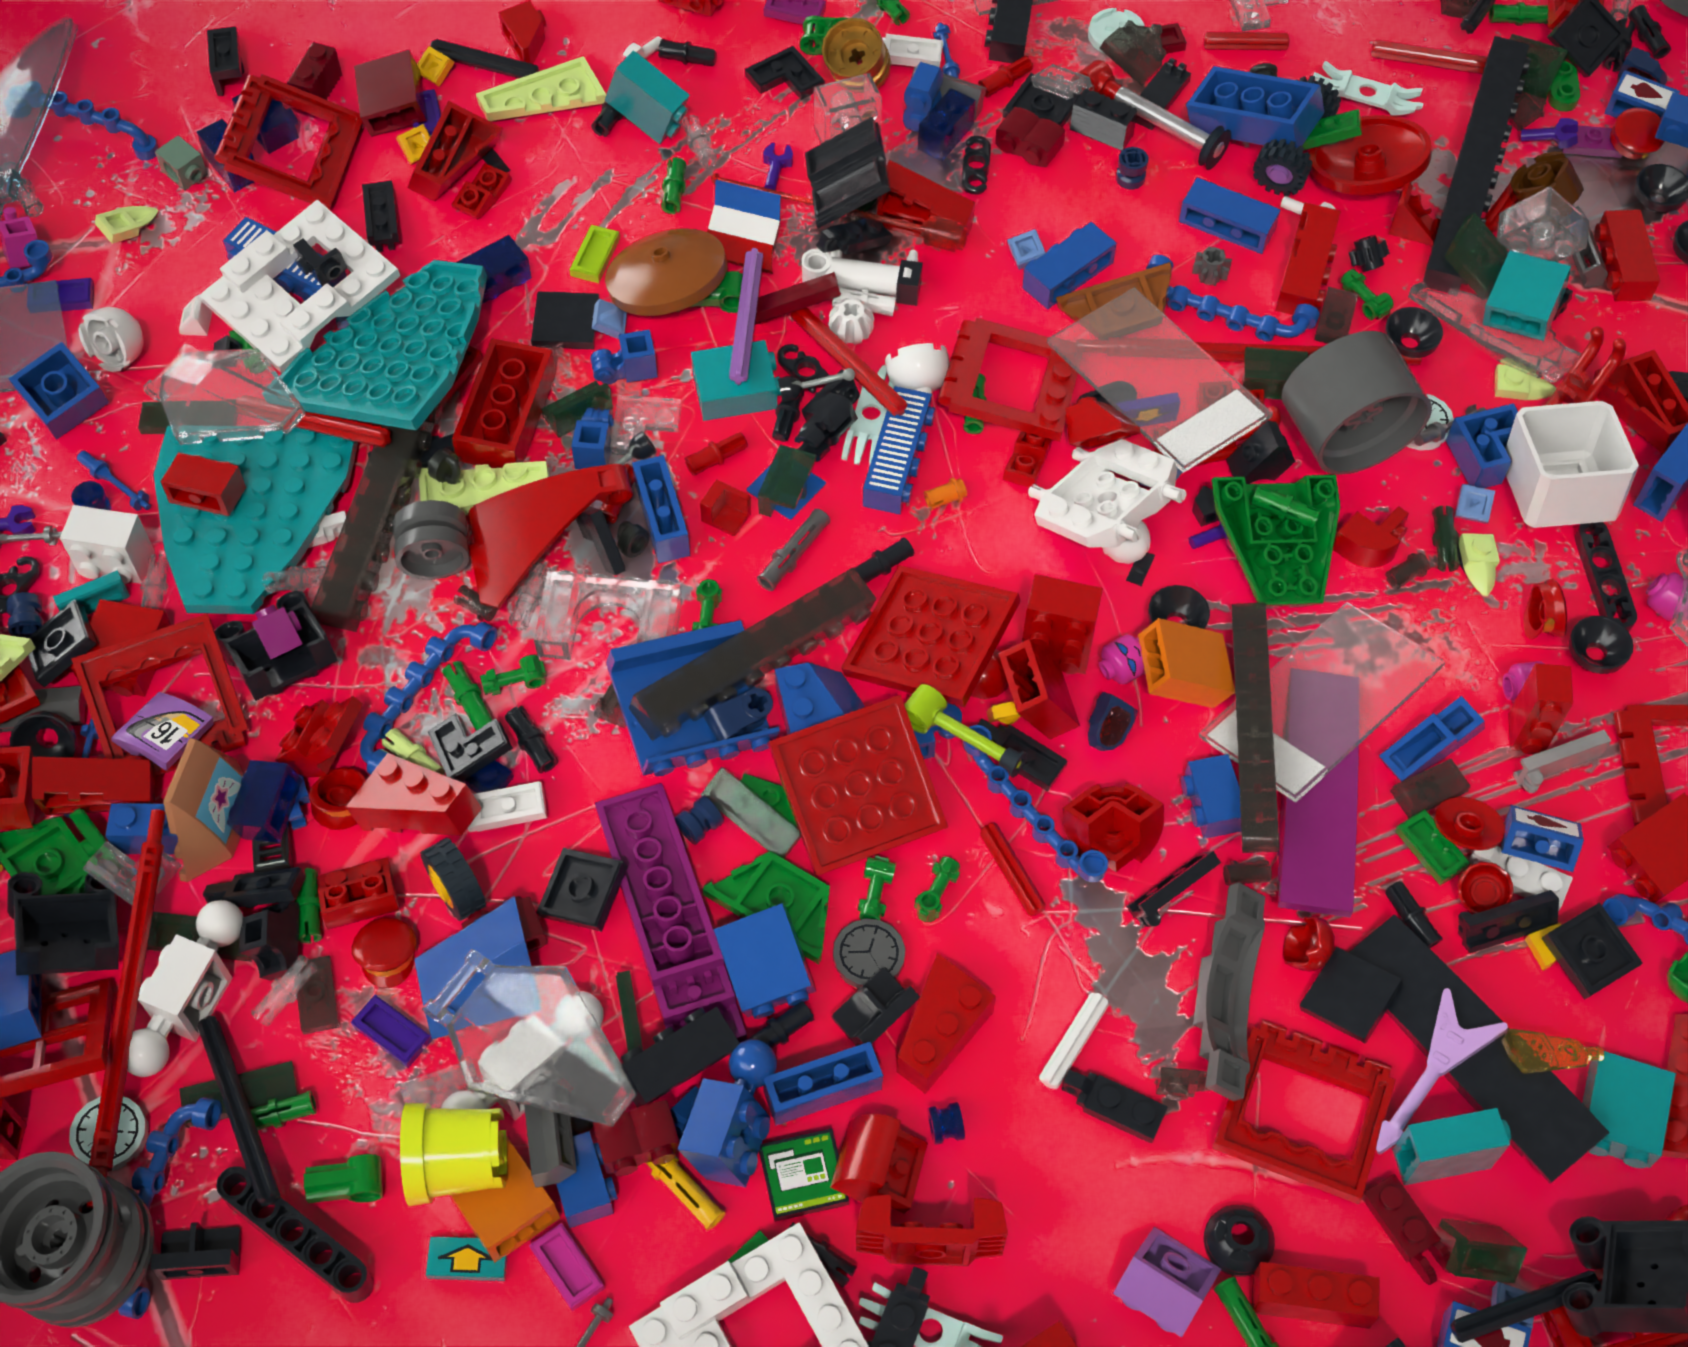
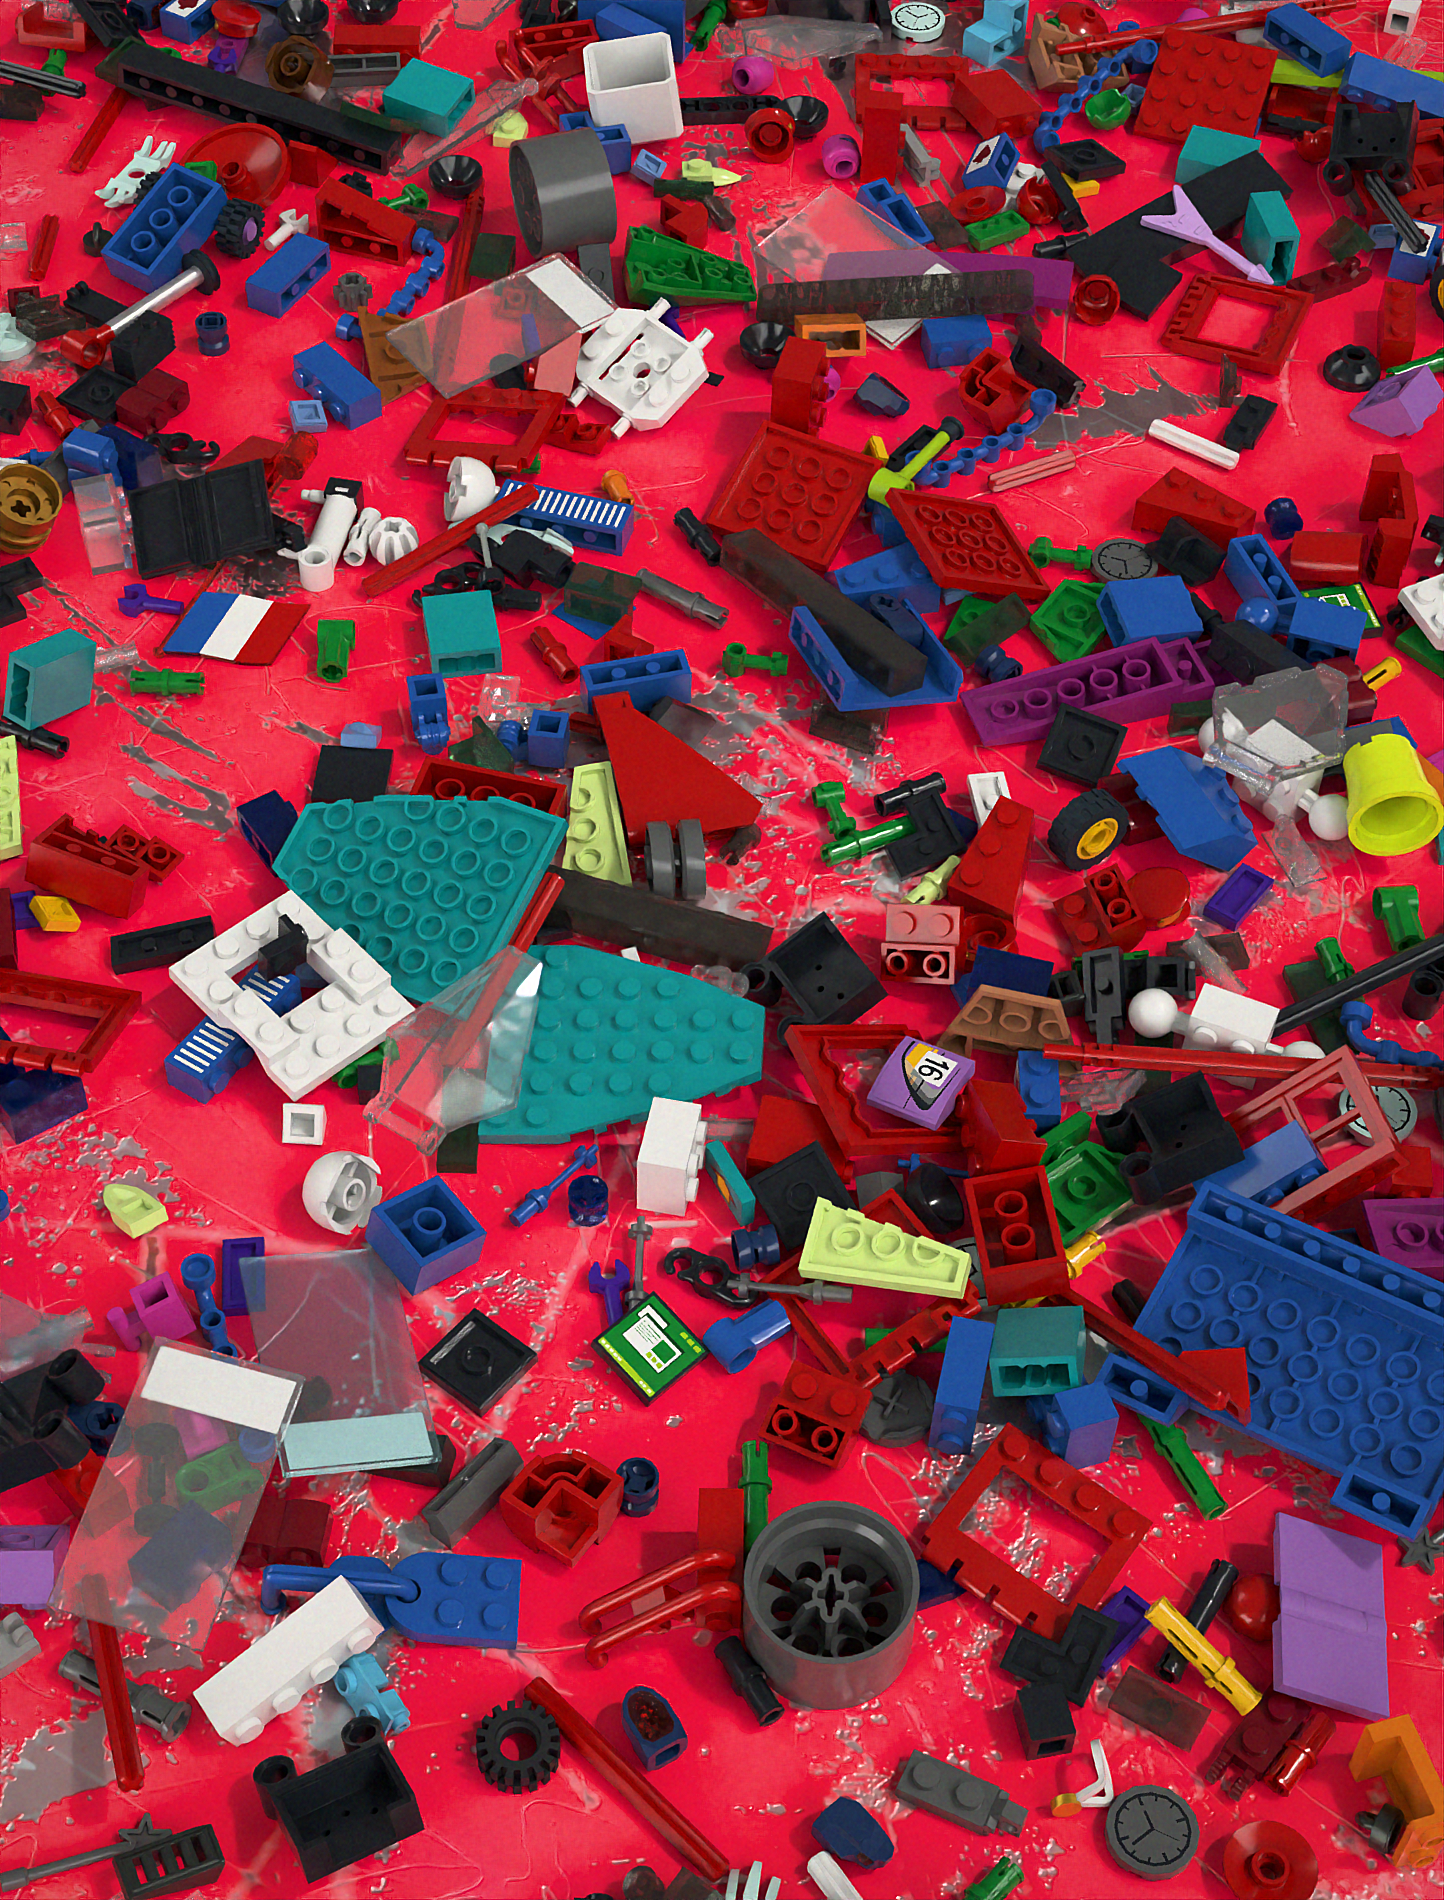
camera: 90 degrees left, 10 degrees down
(181, 162) = (40, 1152): sand green brick -> none
(203, 484) = (597, 1055): red brick -> none
(277, 630) = (808, 971): magenta brick -> none
(419, 675) = (799, 869): blue bar -> none
(444, 466) = (574, 853): pearl dark grey tile -> none
(572, 596) = (757, 697): clear arch -> none
(594, 254) = (255, 755): lime tile -> none
(639, 448) = (556, 697): black hinge -> none
(666, 272) = (308, 678): dark orange dish -> none
(746, 316) = (388, 607): medium lavender axle -> none
(797, 297) = (359, 580): dark red tile -> none
(928, 902) = (1075, 519): green bar -> none
(1039, 689) = (865, 413): red brick -> none
(1060, 81) = (90, 363): clear tile -> none
(1226, 991) = (1161, 358): dark grey piece -> none
(1286, 506) = (666, 254): green pin -> none
(1541, 1053) = (1192, 171): piece -> none
(1543, 227) = (359, 73): clear brick -> none

